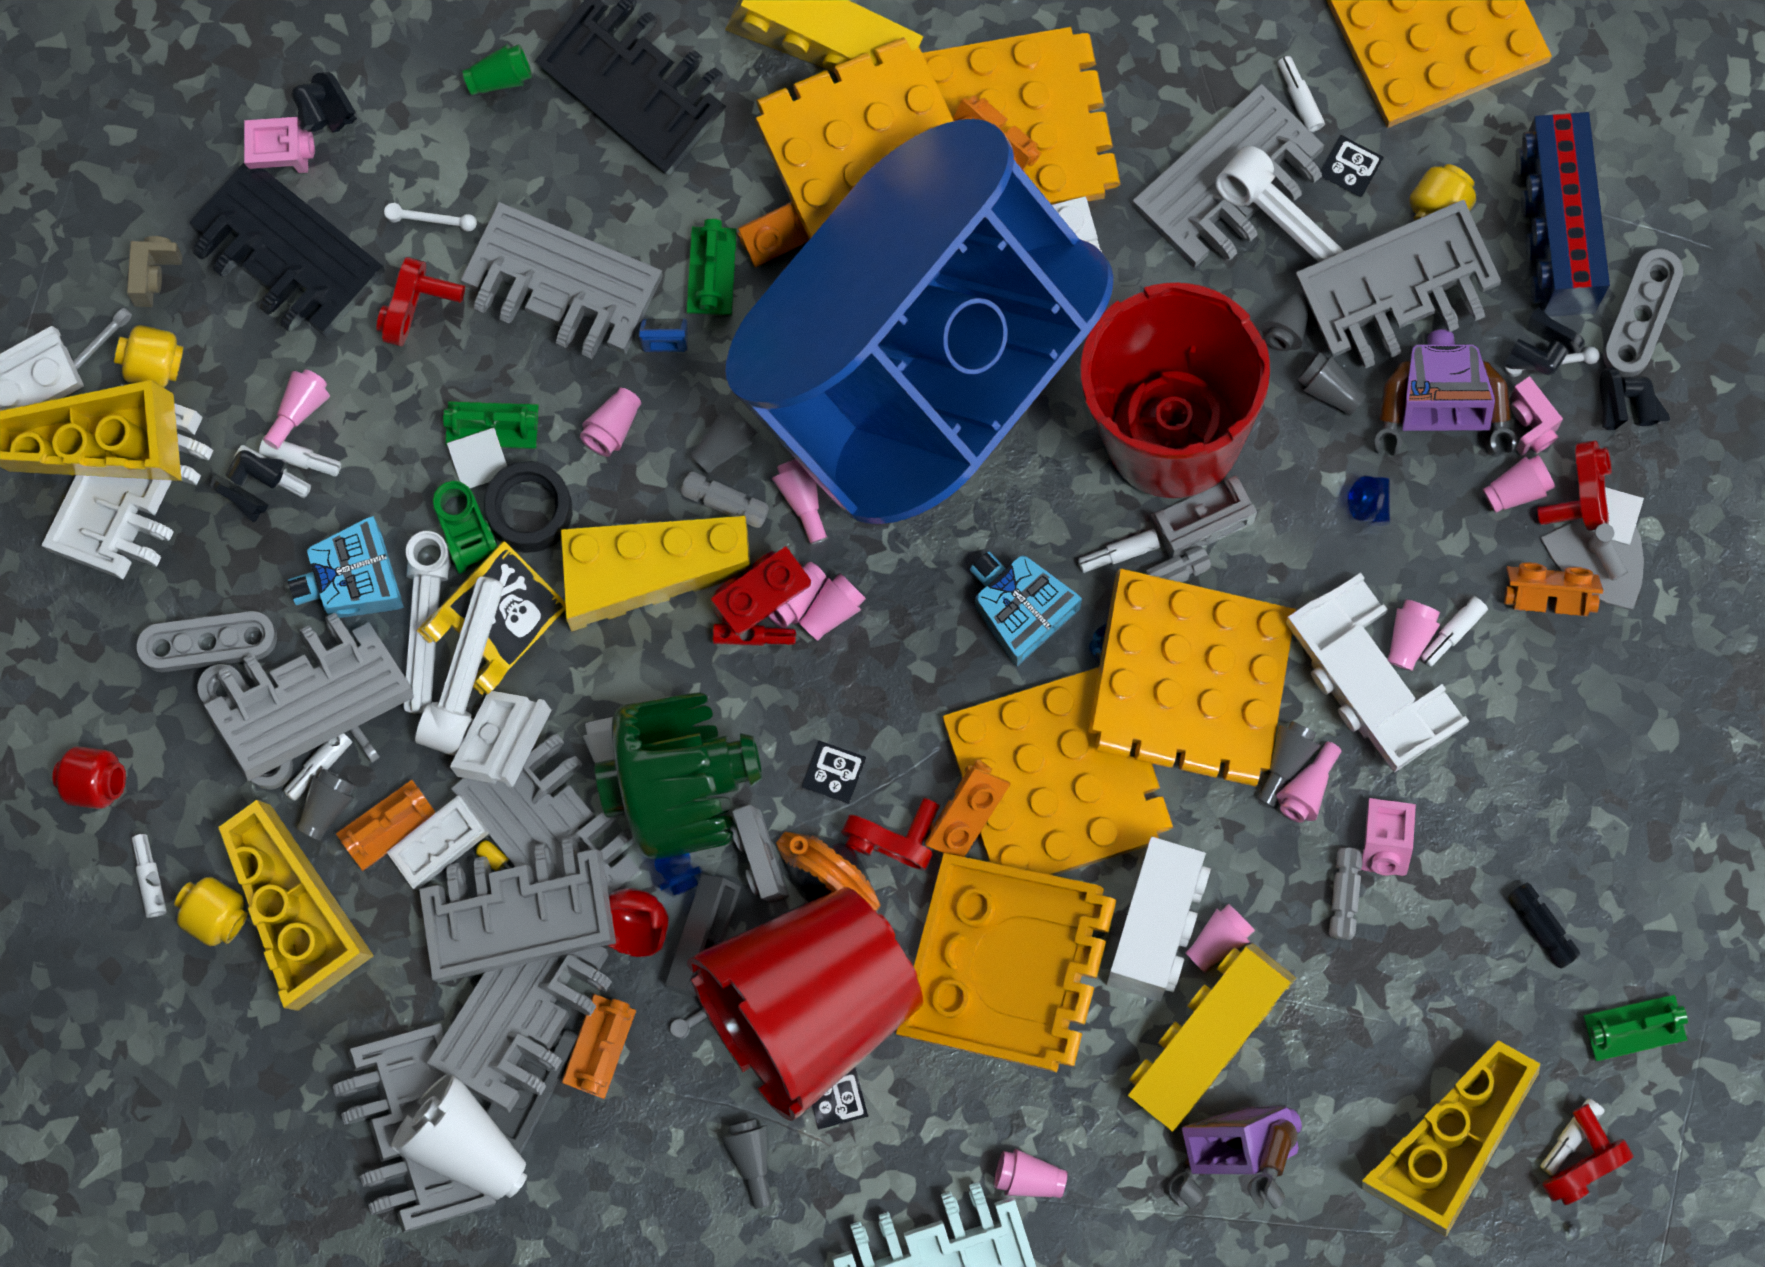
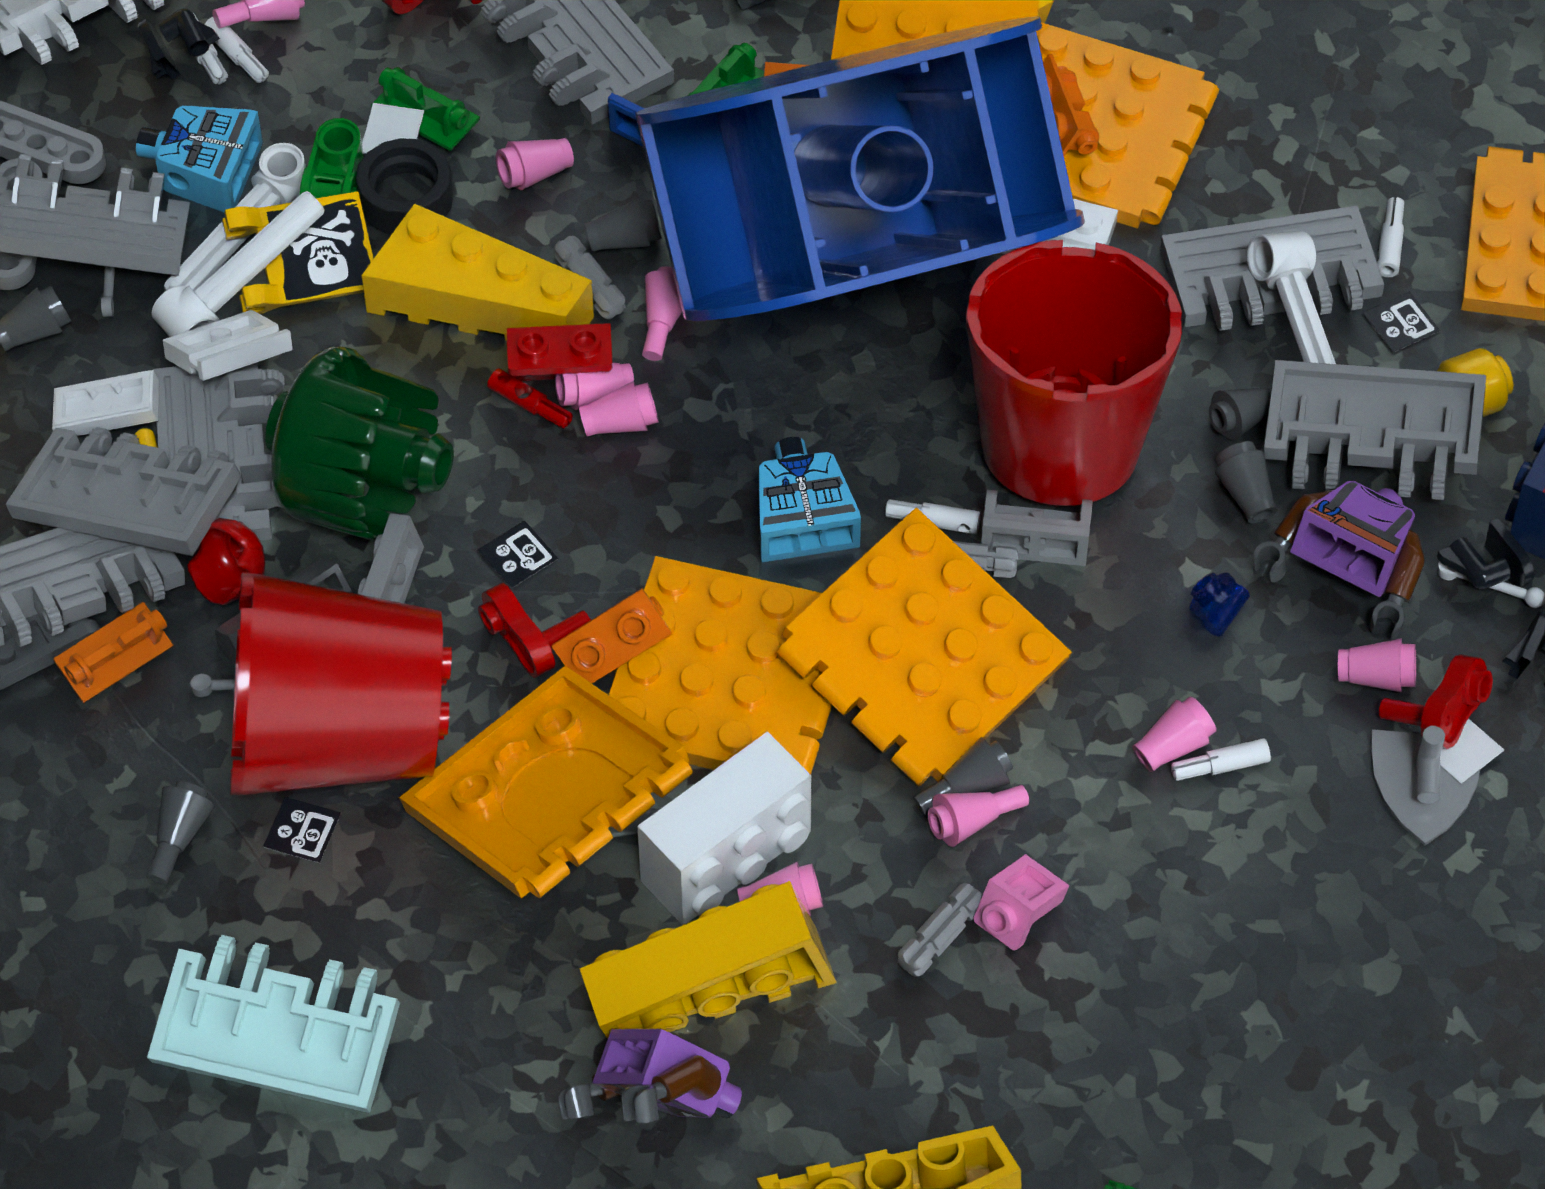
camera: 30 degrees right, 20 degrees down
(322, 758) = (64, 287): white piece -> none
(385, 825) = (55, 366): orange hinge -> none
(677, 874) = (300, 545): clear blue plate -> none
(824, 866) = (461, 626): orange hat -> none
(1028, 1176) = (430, 997): bright pink cone -> none
(1363, 679) = (1092, 752): white bracket -> none
(1534, 409) = (1438, 616): bright pink bracket -> none
(1544, 925) = (1126, 1073): black axle -> none
(1570, 587) = (1368, 785): orange hinge -> none

